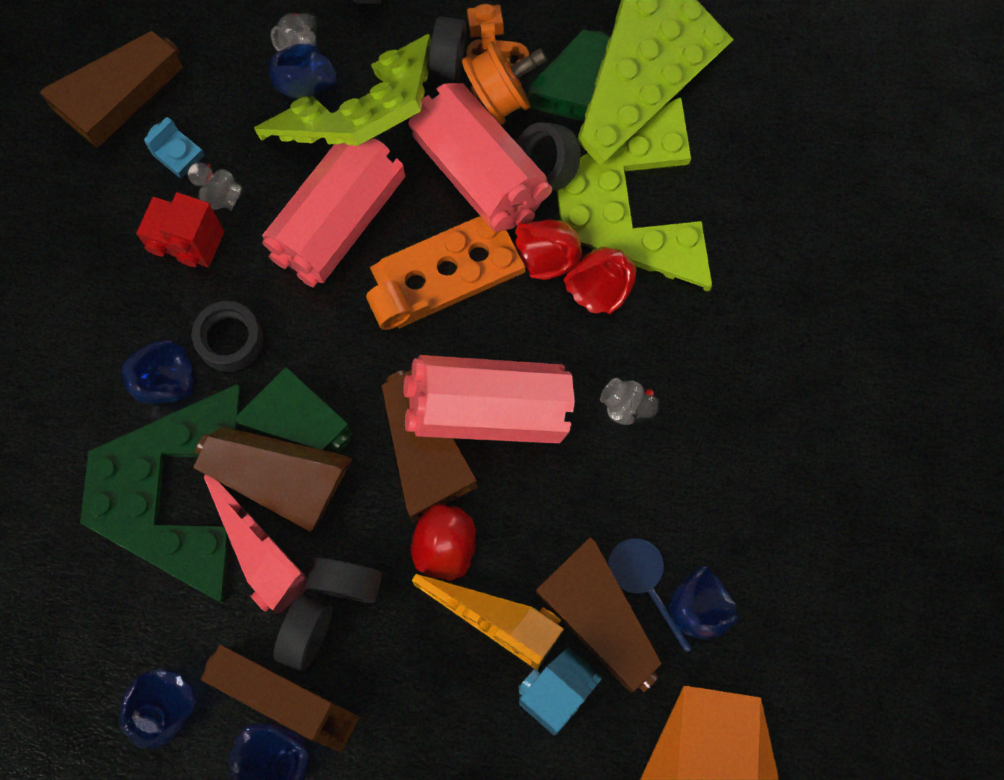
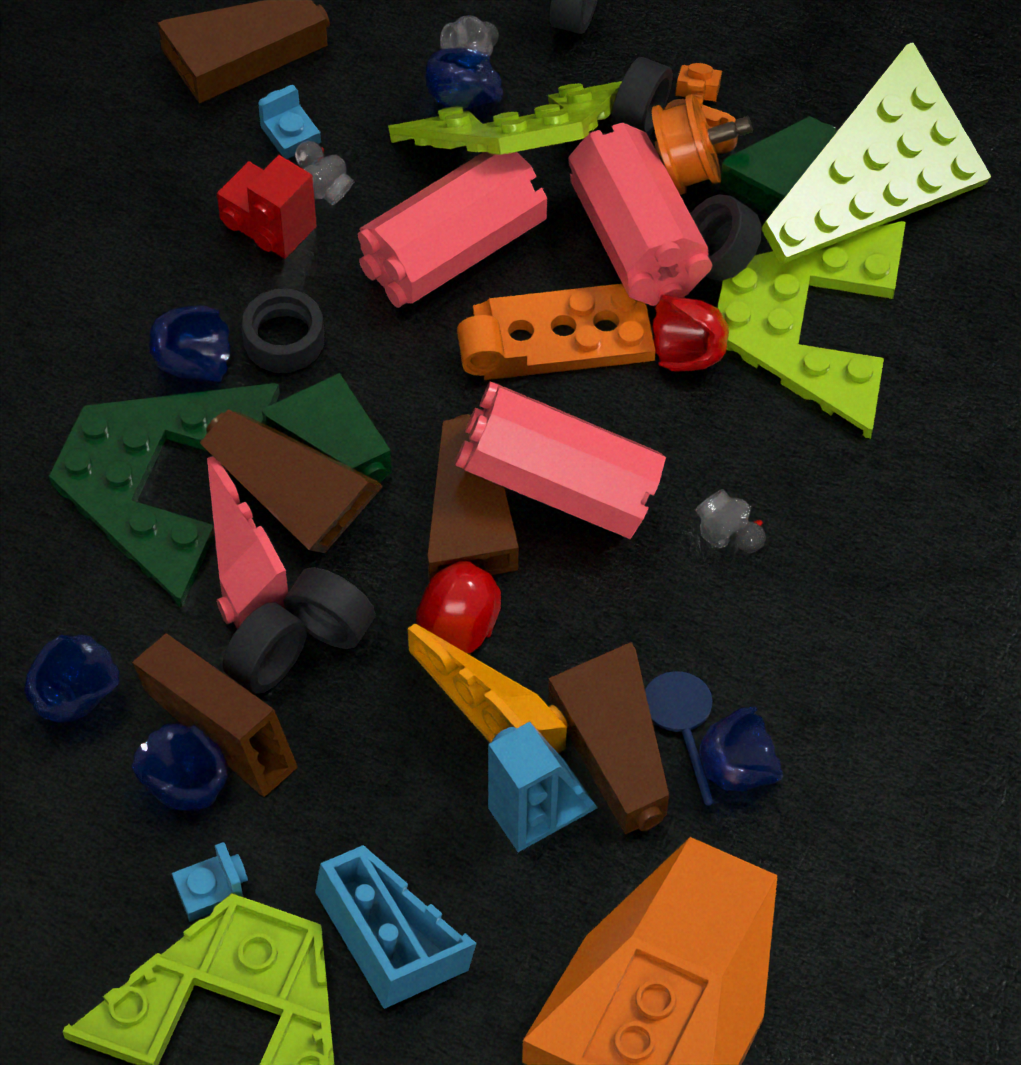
camera: 15 degrees right, 15 degrees down
(602, 280) = (739, 383): red hair -> none

